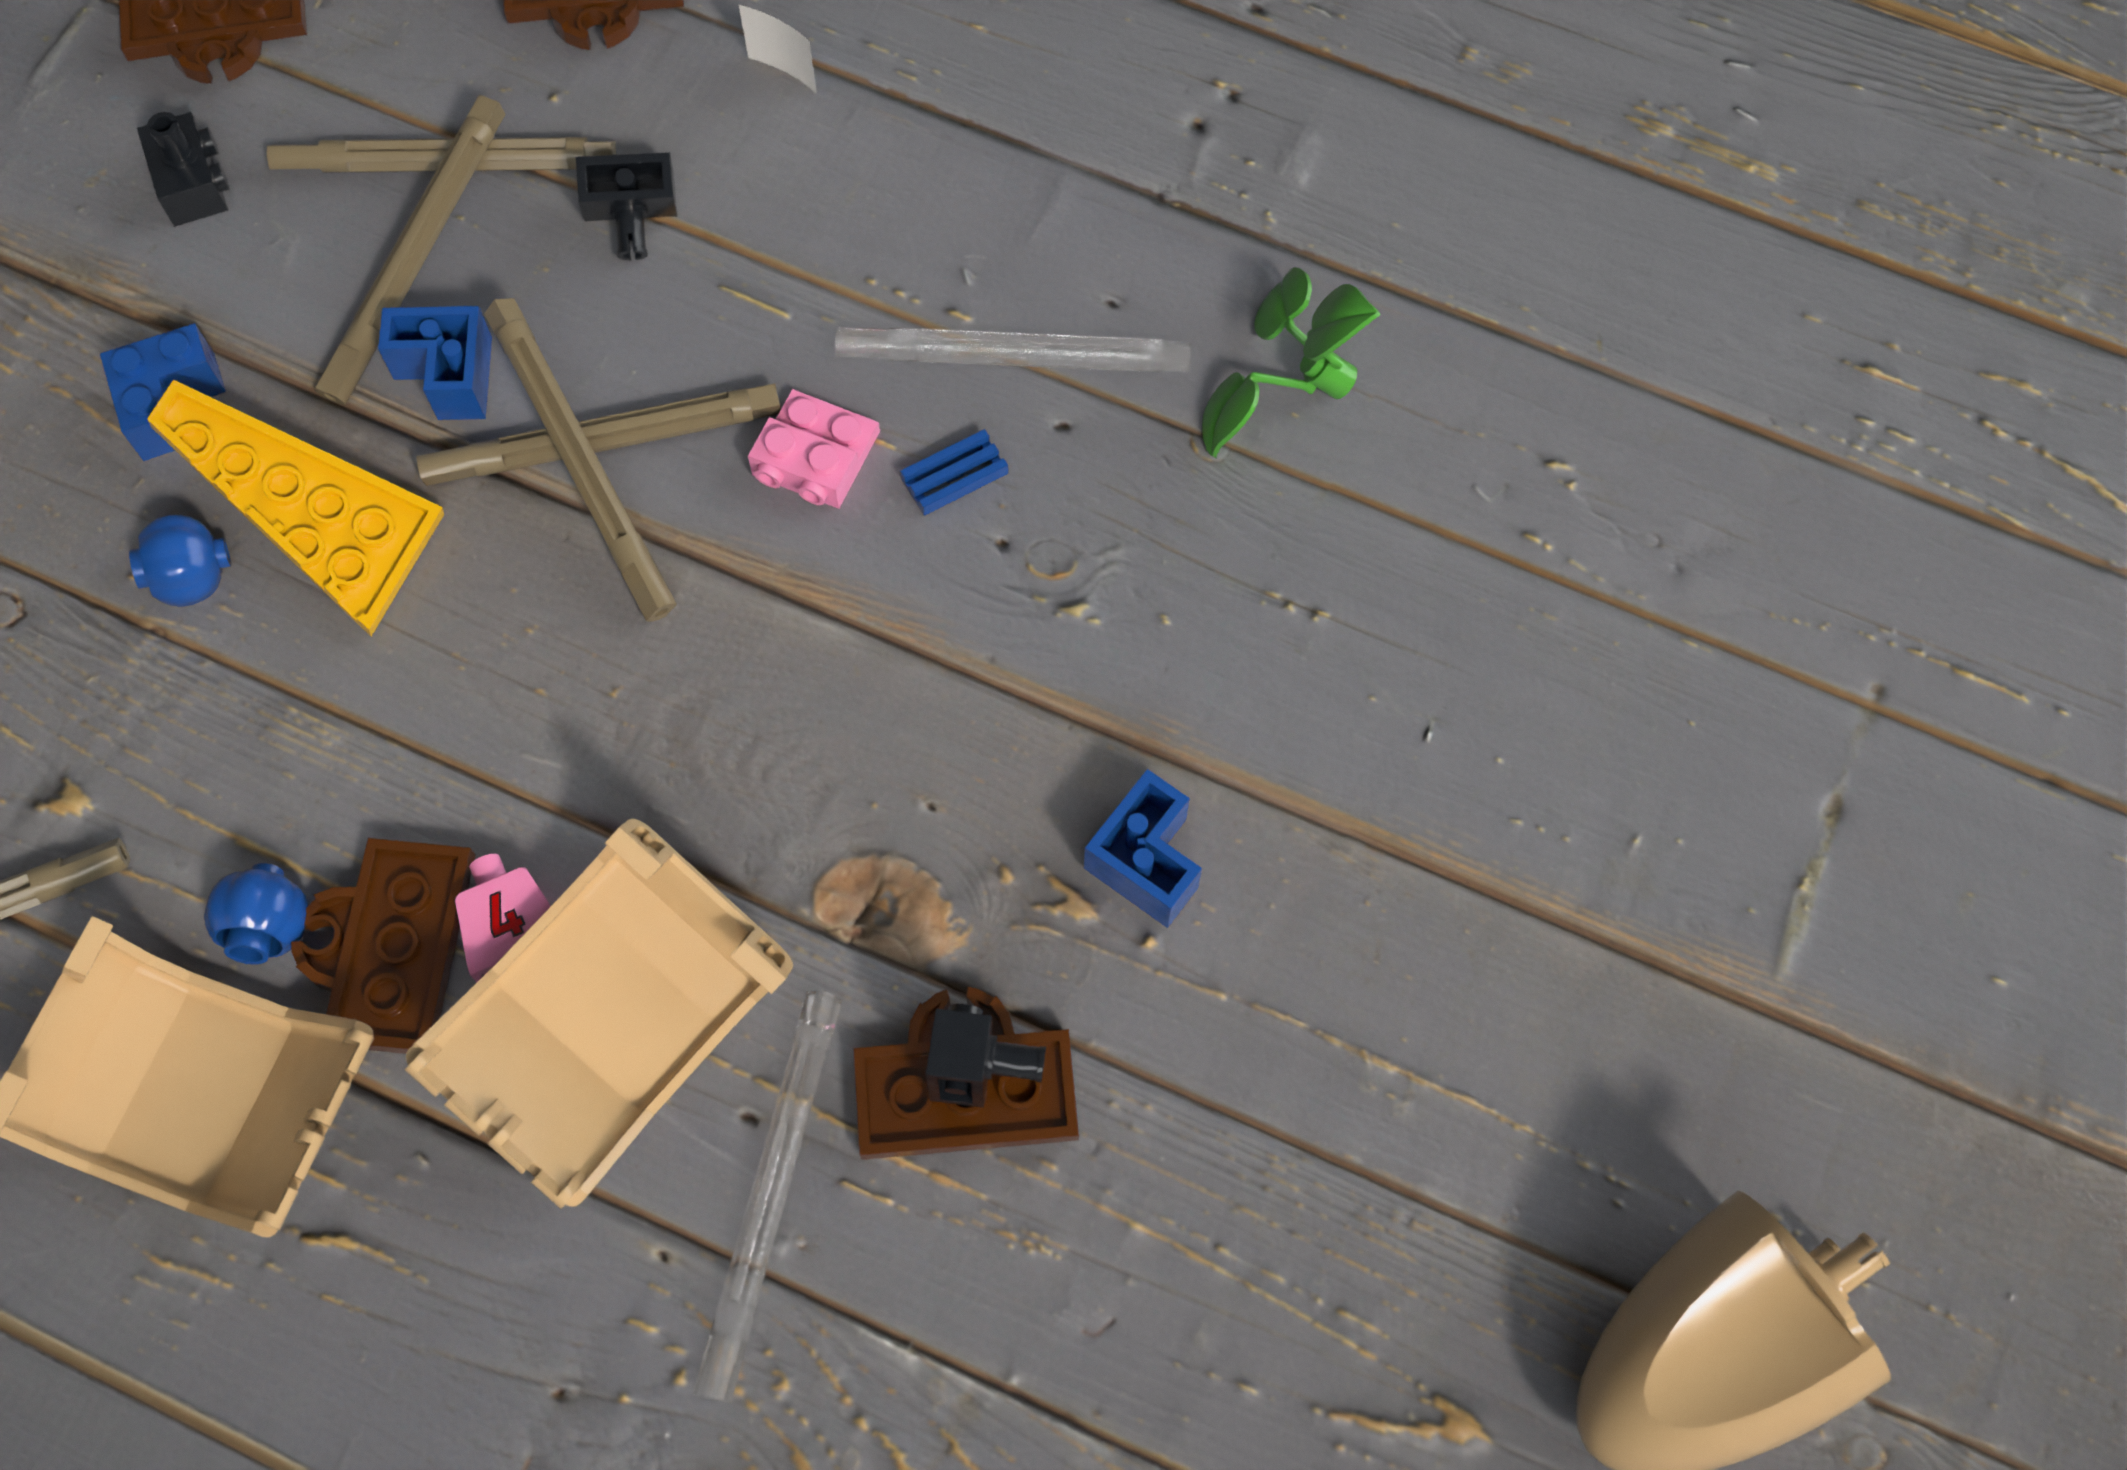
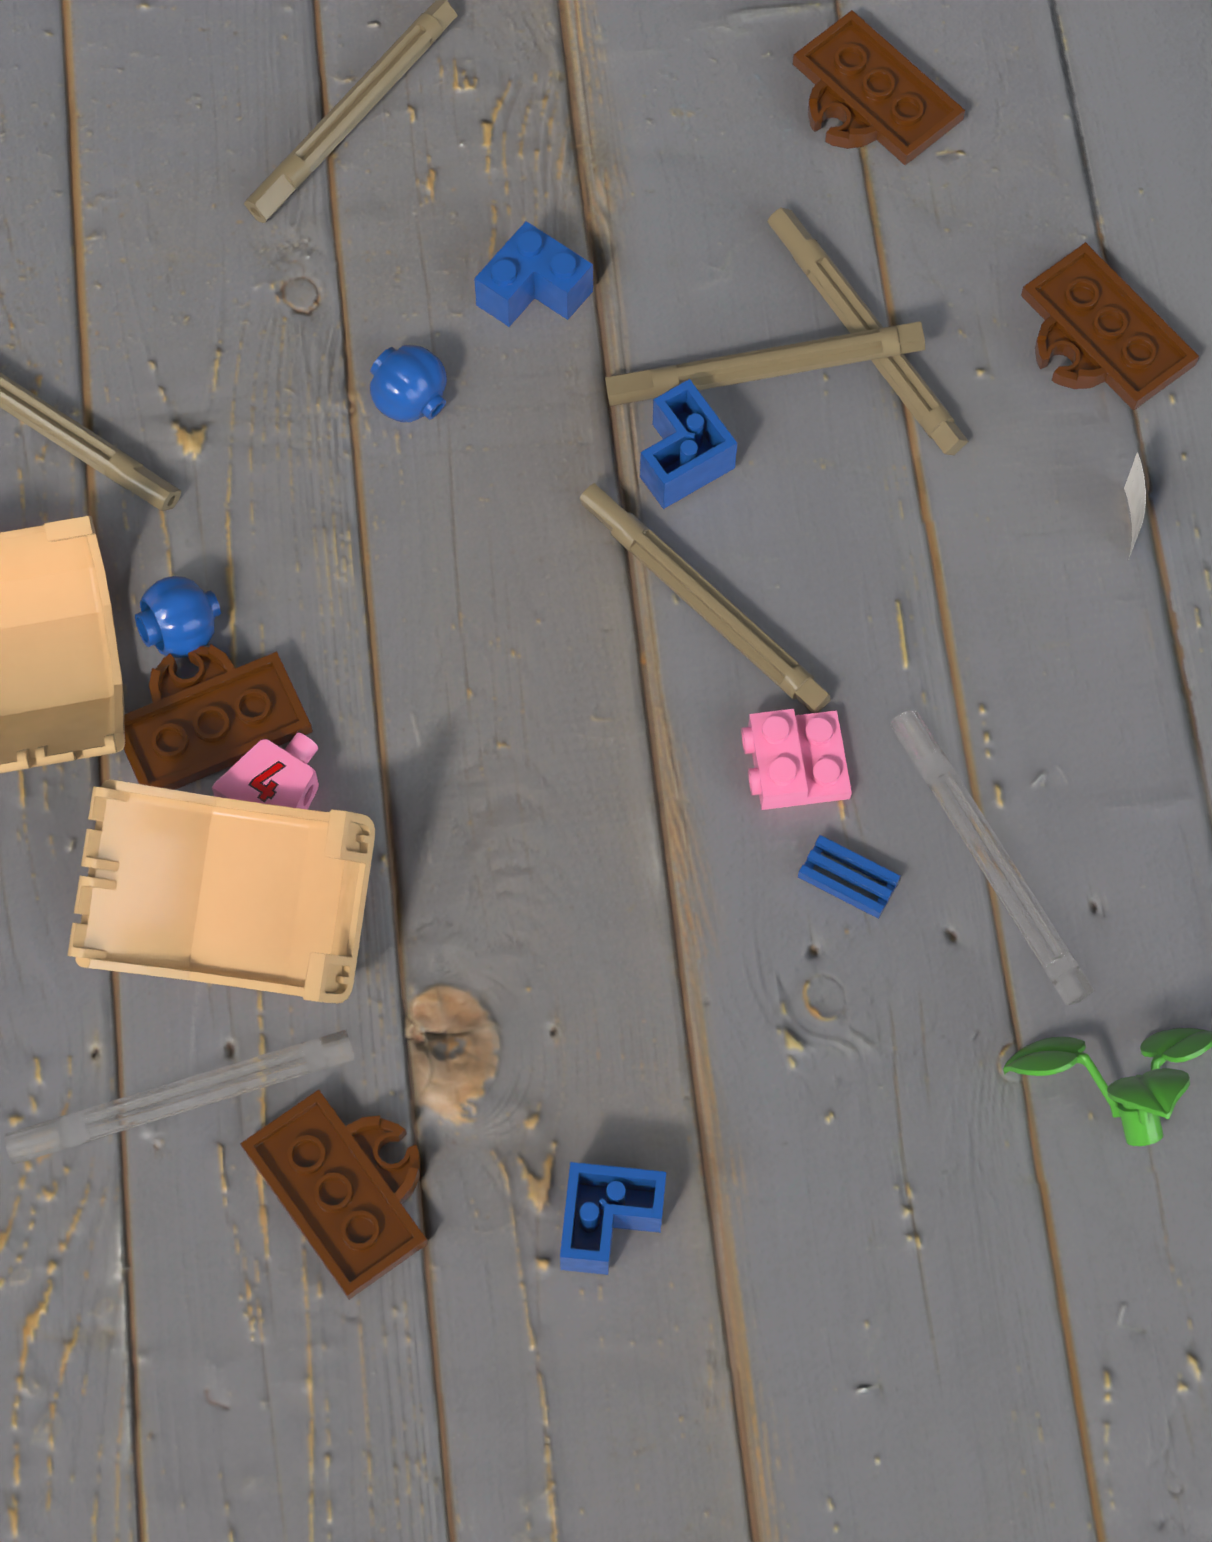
camera: 60 degrees right, 0 degrees up
(183, 167) = (724, 165): black brick -> none
(326, 515) = (505, 451): yellow wing -> none
(581, 461) = (664, 596): dark tan piece -> none
(627, 191) = (920, 482): black brick -> none
(968, 1054) = (347, 1173): black brick -> none

